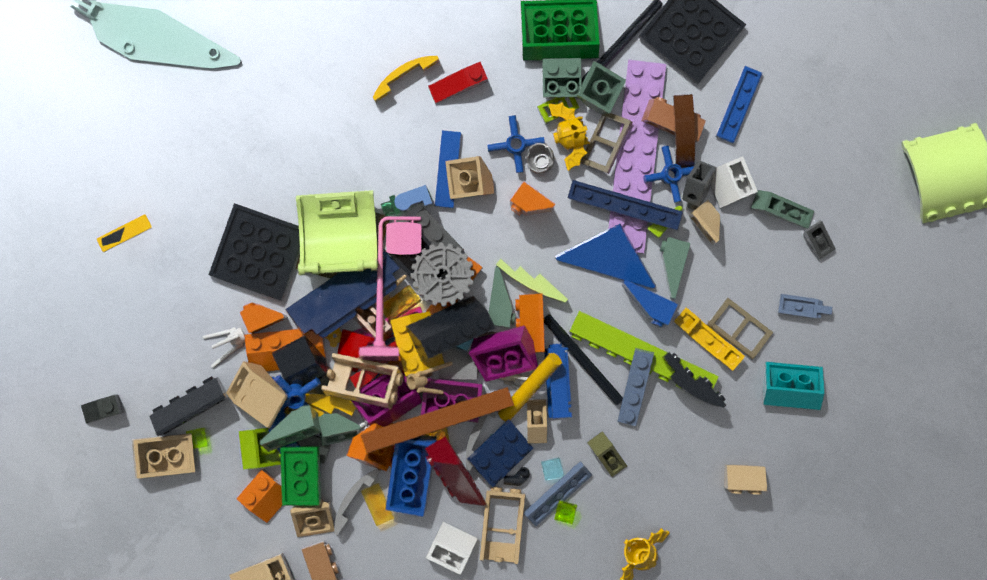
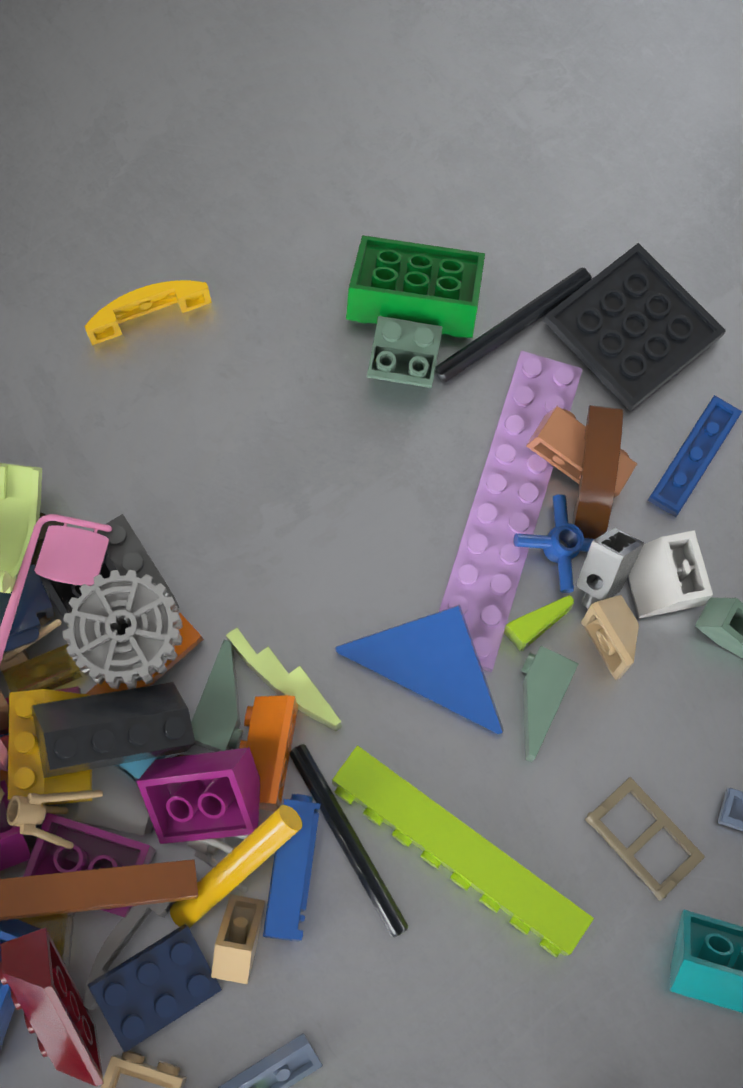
camera: 10 degrees right, 15 degrees down
(406, 201) = (100, 499): medium blue hips -> none
(448, 151) = (183, 468): blue tile -> none
(458, 82) = (235, 334): red slope -> none
(468, 178) = (214, 484): tan slope -> none
(517, 152) = (306, 459): blue bar -> none
(519, 478) = (181, 1045): black arm -> none
(530, 201) = (308, 536): orange slope -> none
(540, 158) = (343, 475): light grey hair -> none
(541, 108) = (381, 416): lime slope -> none
(552, 468) = (248, 1038): clear light blue tile -> none
(570, 133) = (401, 444): yellow helmet -> none
(600, 88) = (465, 379): sand green slope -> none
(607, 454) = (357, 1030): olive slope -> none
(616, 146) = (476, 478): dark tan window -> none
(625, 205) = (476, 577): dark blue plate -> none
(635, 386) = (434, 908): sand blue plate -> none
(654, 306) = (493, 760): blue slope -> none
(698, 388) = (552, 933): black slope -> none
(709, 339) = (585, 847): yellow slope -> none

